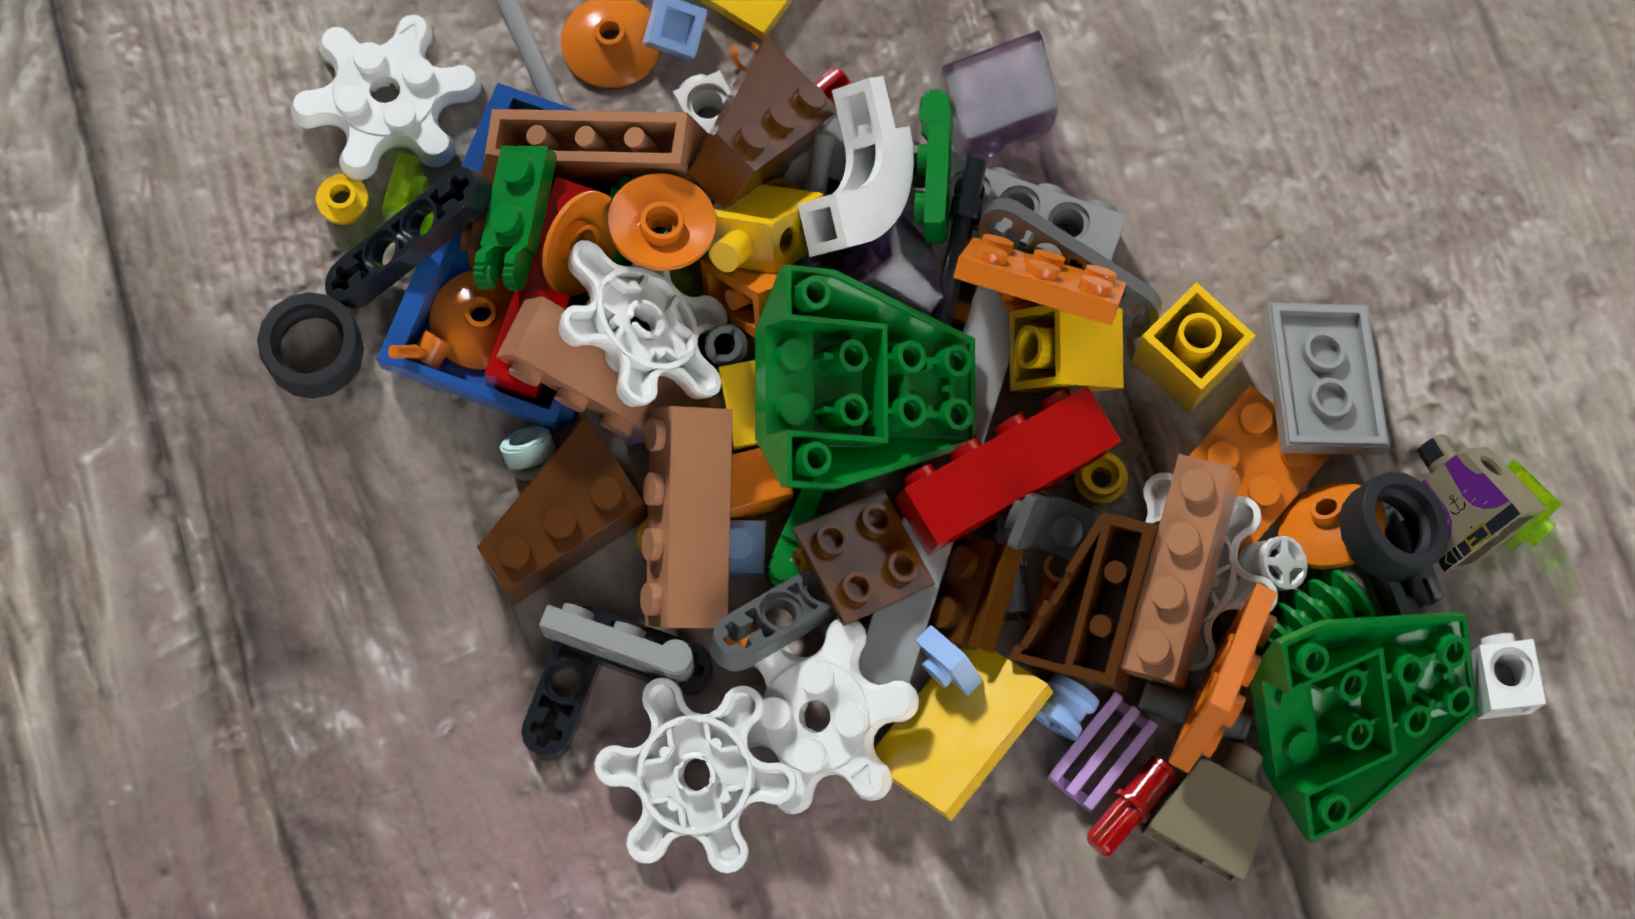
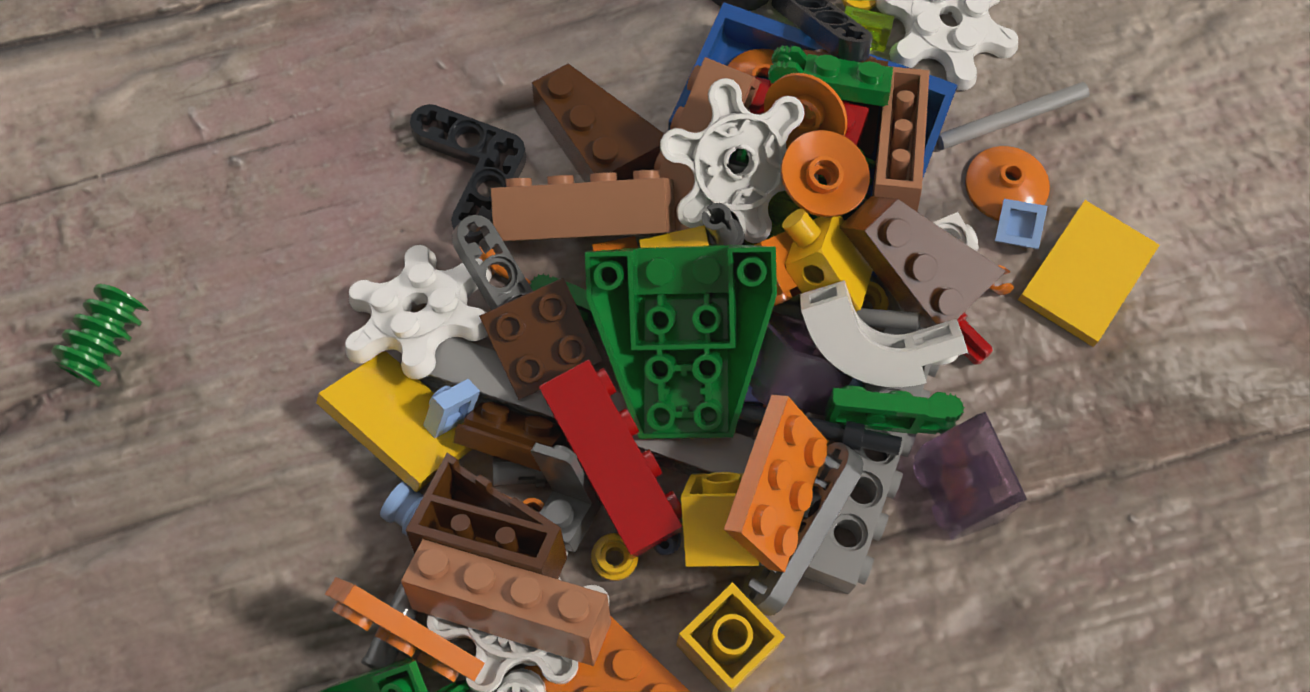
camera: 90 degrees right, 5 degrees down
(428, 350) = (732, 43): orange hand -> none
(527, 449) = (654, 109): light aqua tile -> none
(619, 644) = (486, 159): light grey plate -> none
(658, 768) = (385, 197): white plate -> none
(747, 549) = (567, 260): light blue plate -> none
(1130, 716) = (343, 516): lavender tile -> none
(1132, 806) = (314, 556): red axle -> none
(1215, 815) = (300, 631): dark tan torso -> none

